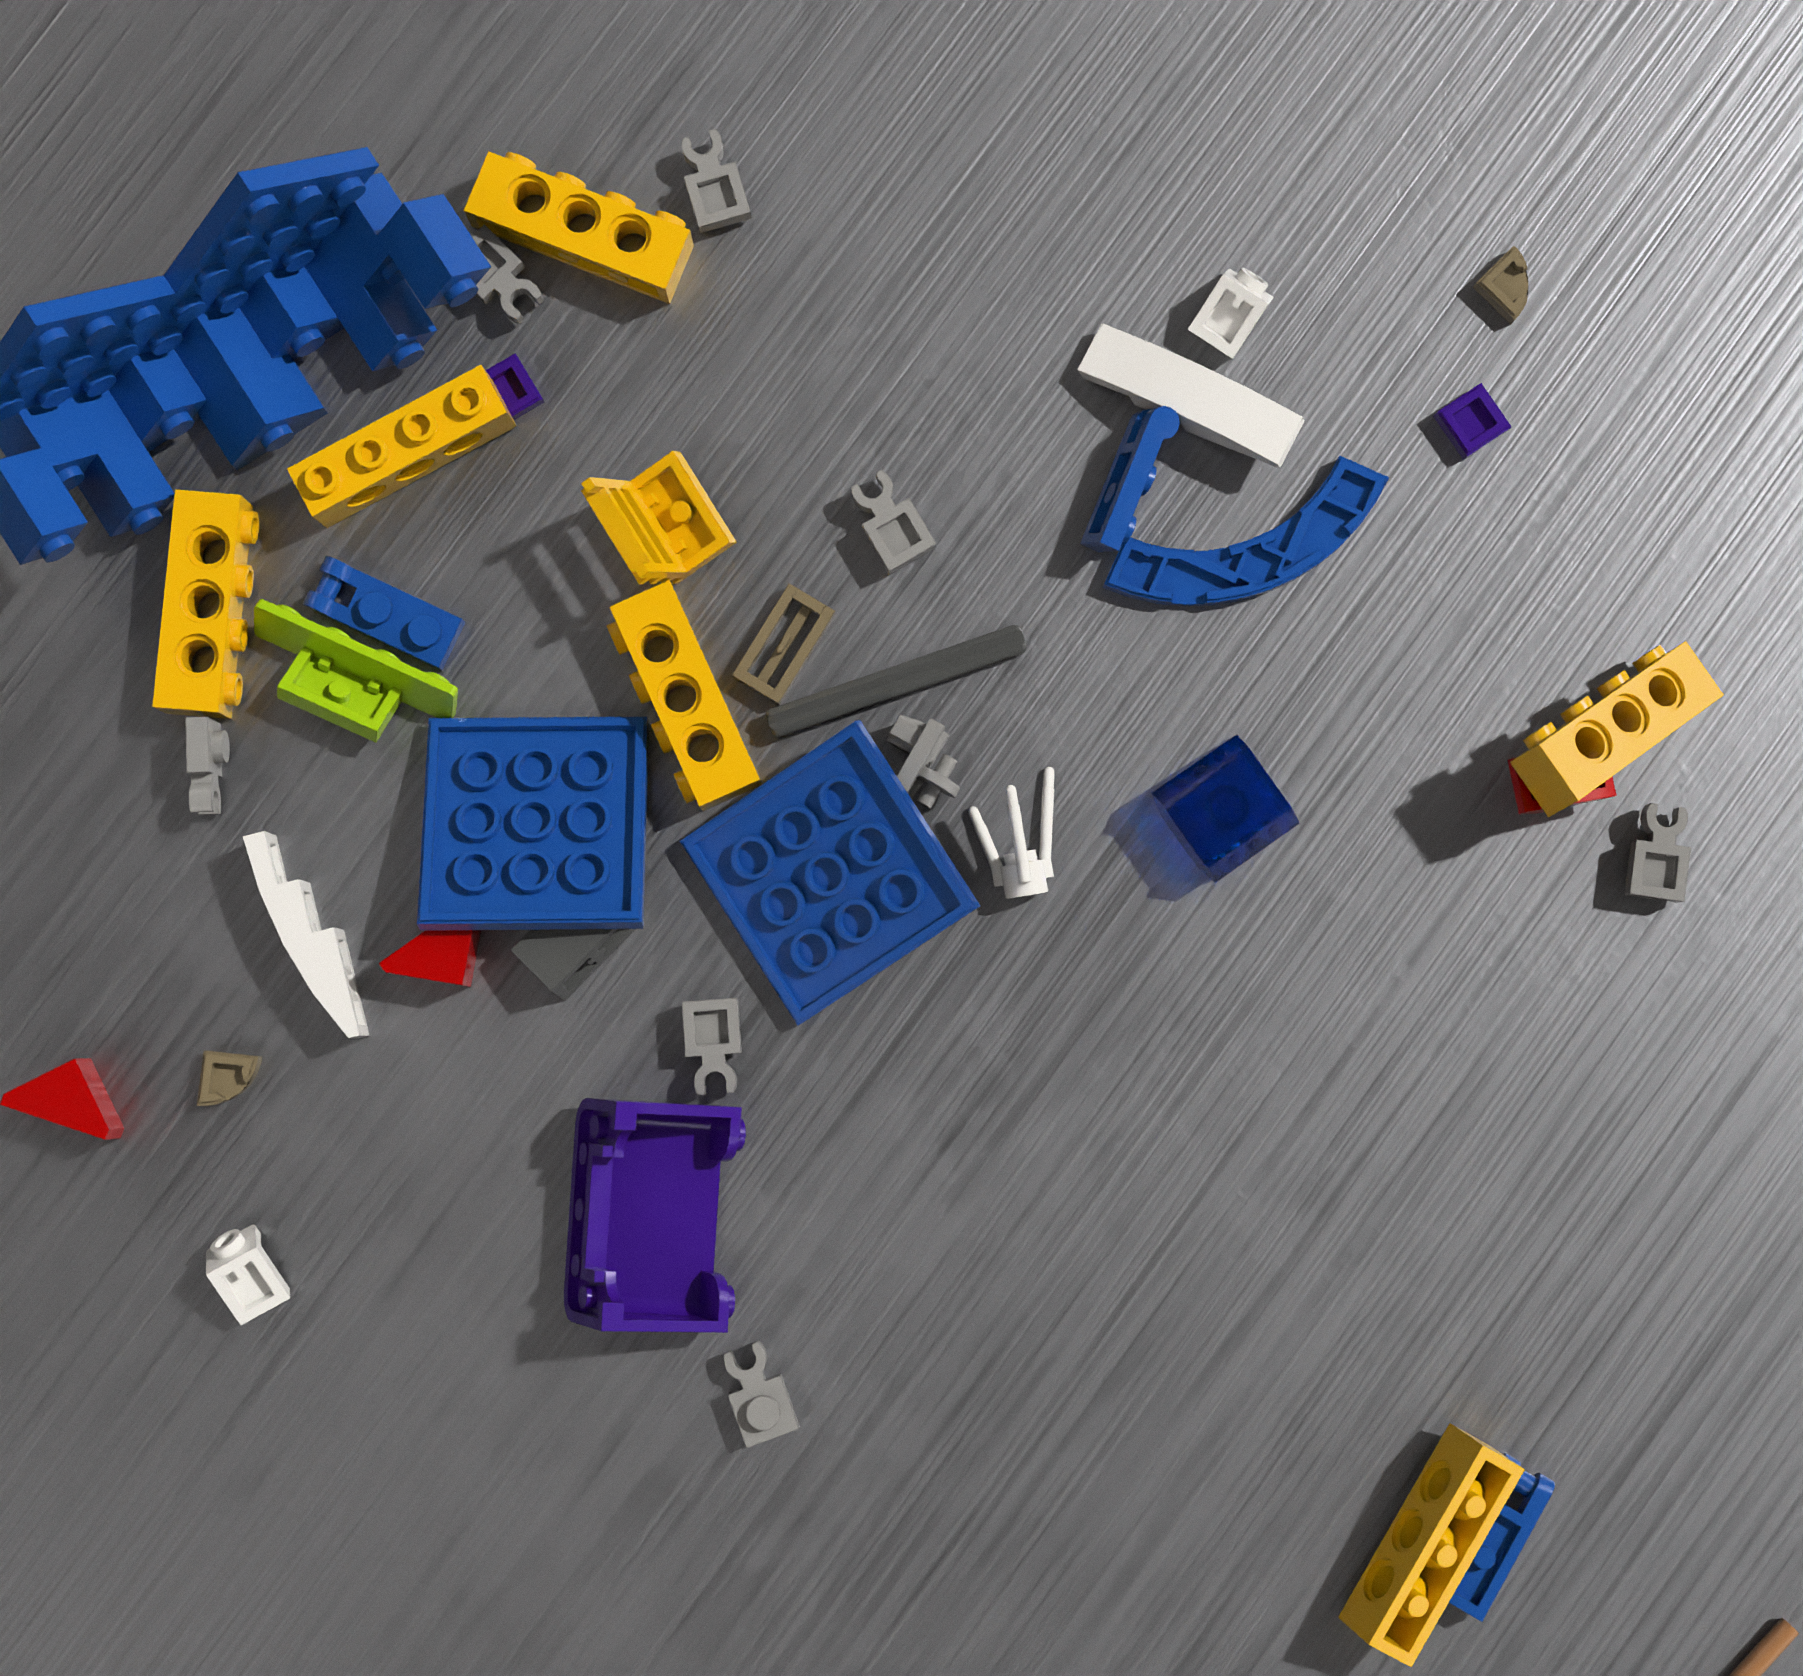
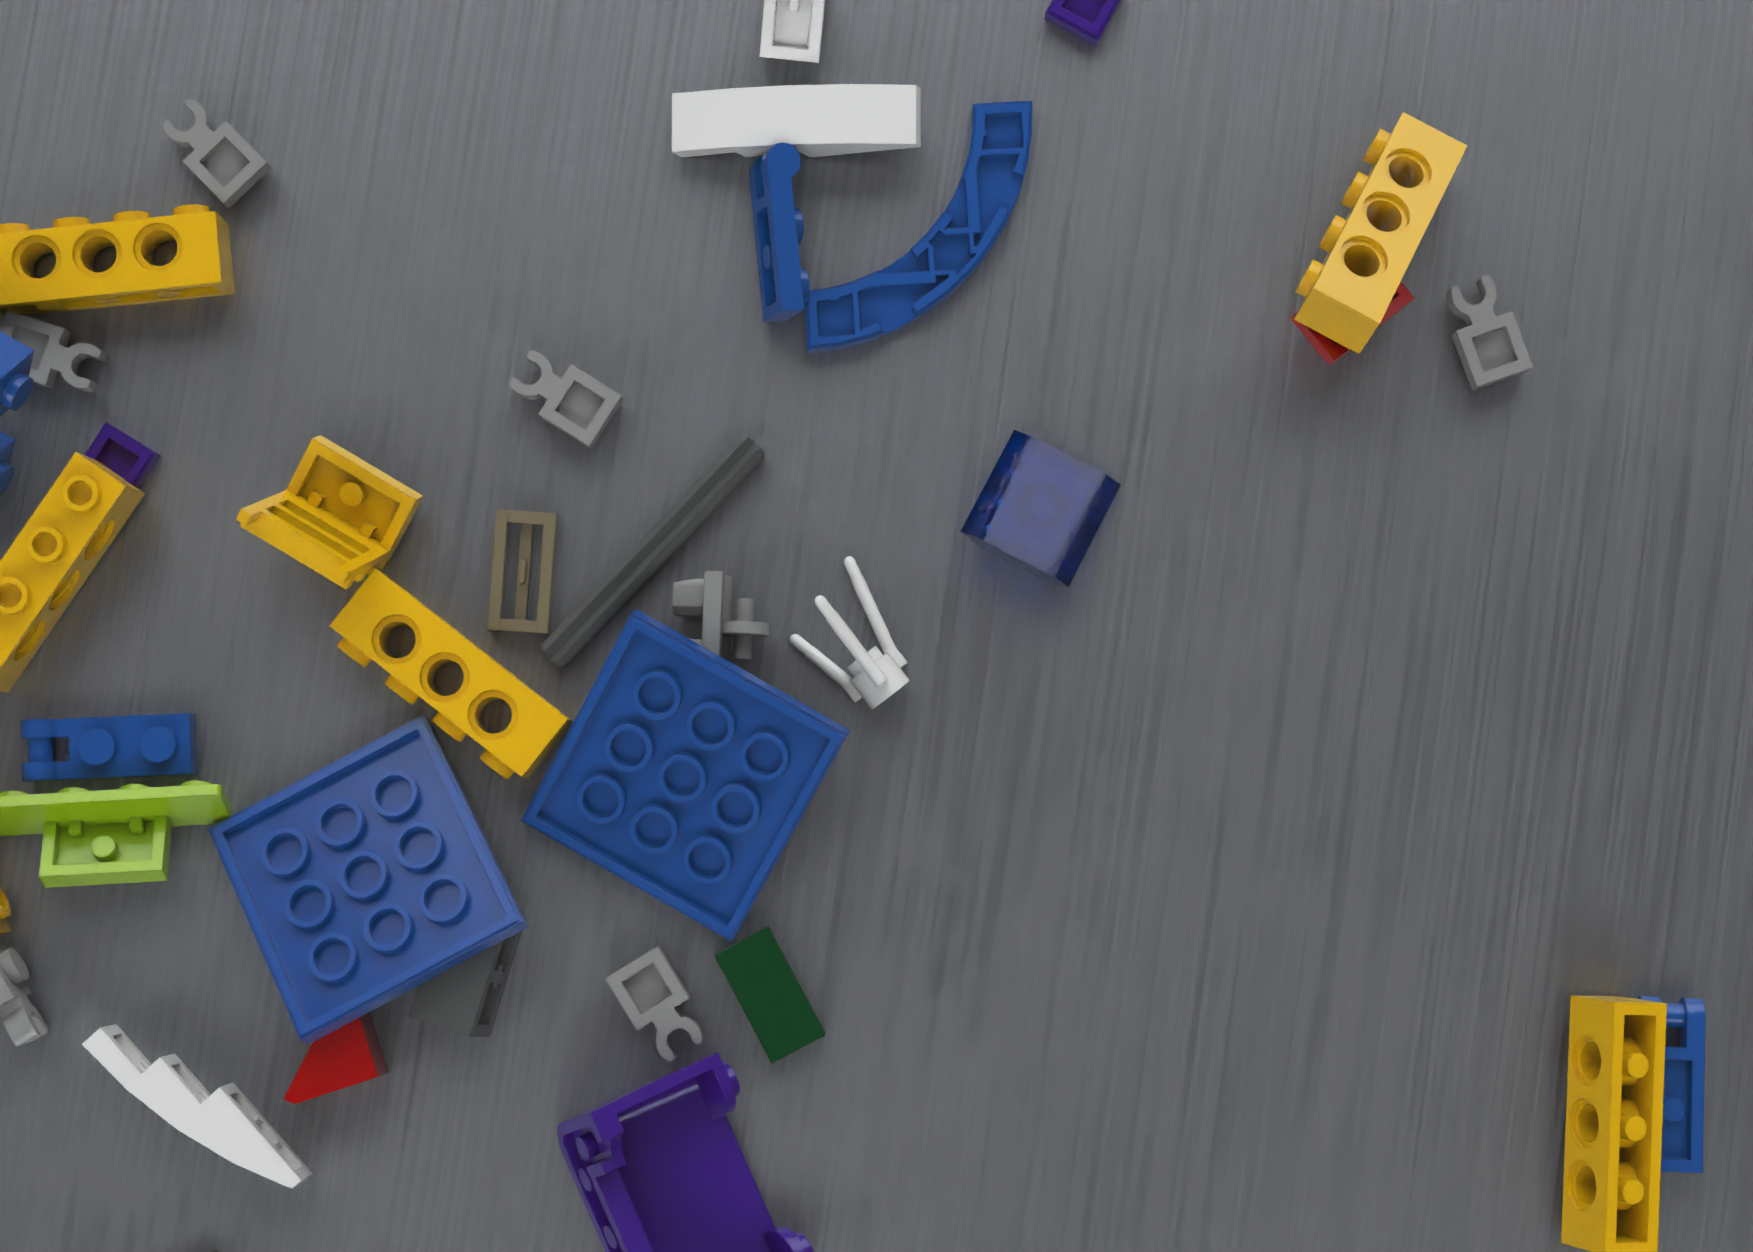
camera: 25 degrees left, 0 degrees up
(805, 1084) = (770, 994): none -> dark green tile

